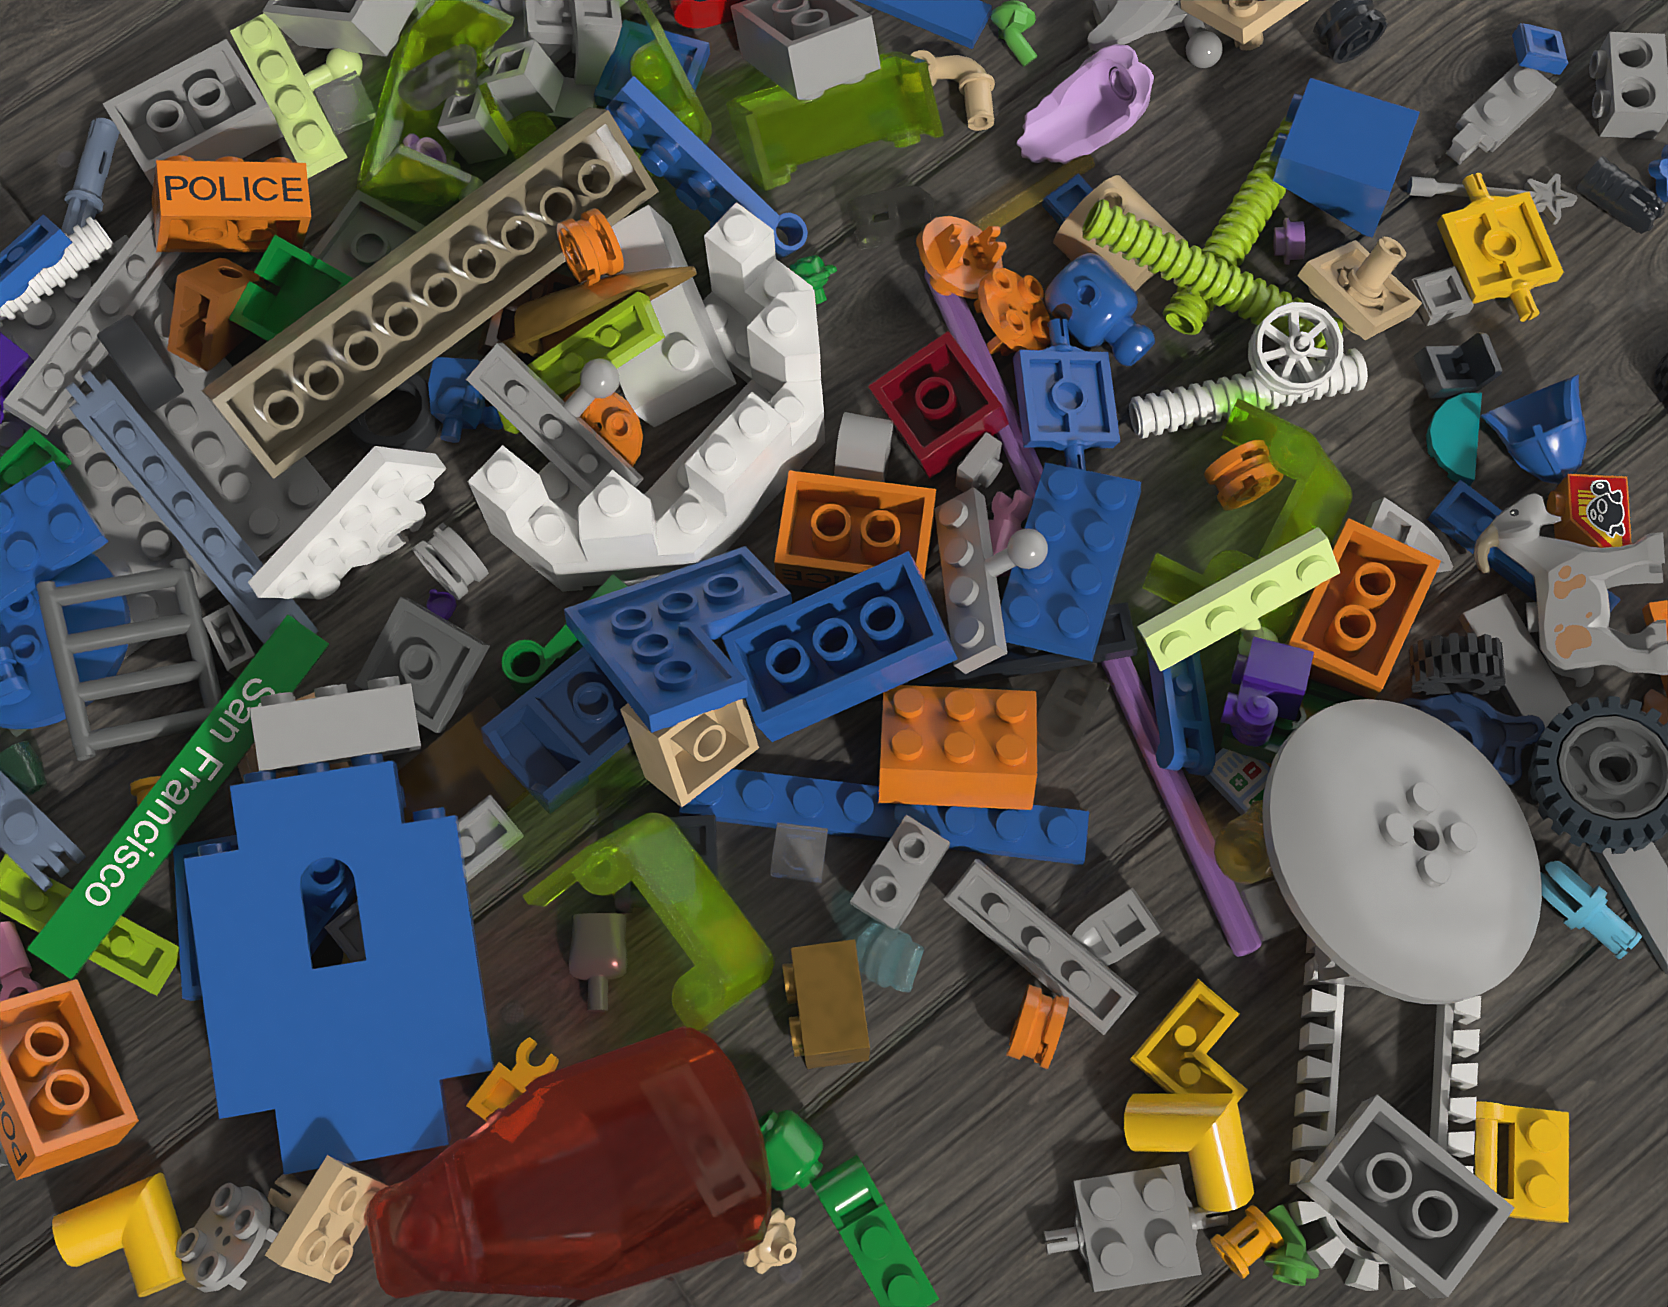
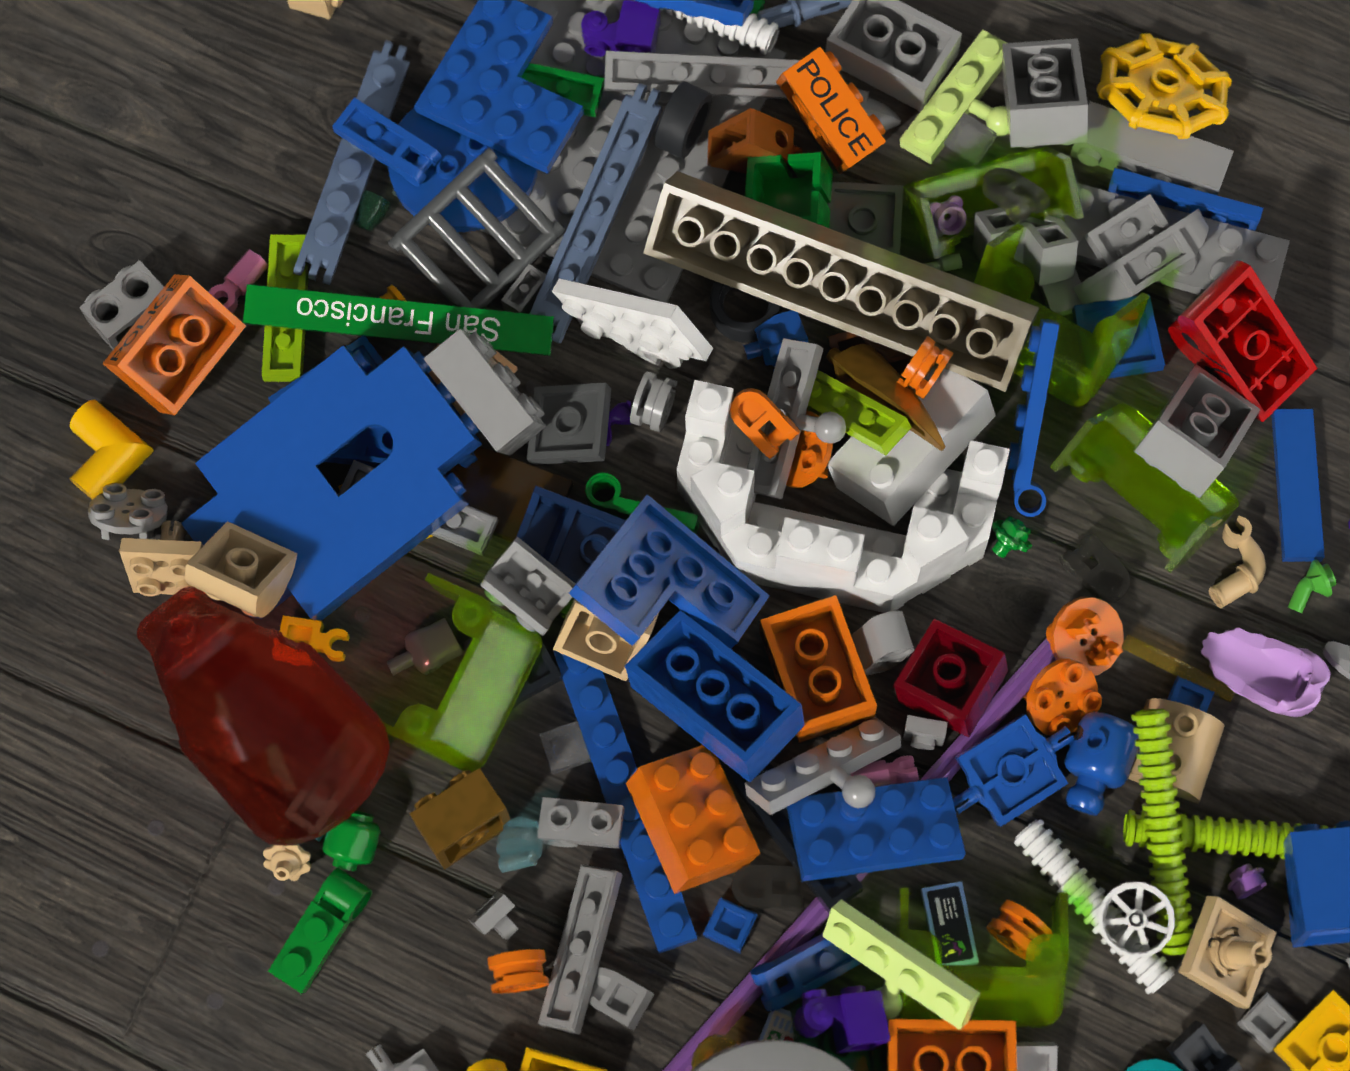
camera: 65 degrees right, 0 degrees up
(391, 1120) = (242, 570): none -> tan brick
(539, 444) = (754, 409): none -> orange plate
(598, 792) = (527, 586): none -> light grey bracket
(956, 1024) = (493, 915): none -> light grey tile
(1089, 771) = (730, 925): none -> blue tile
(1193, 540) = (950, 923): none -> black tile

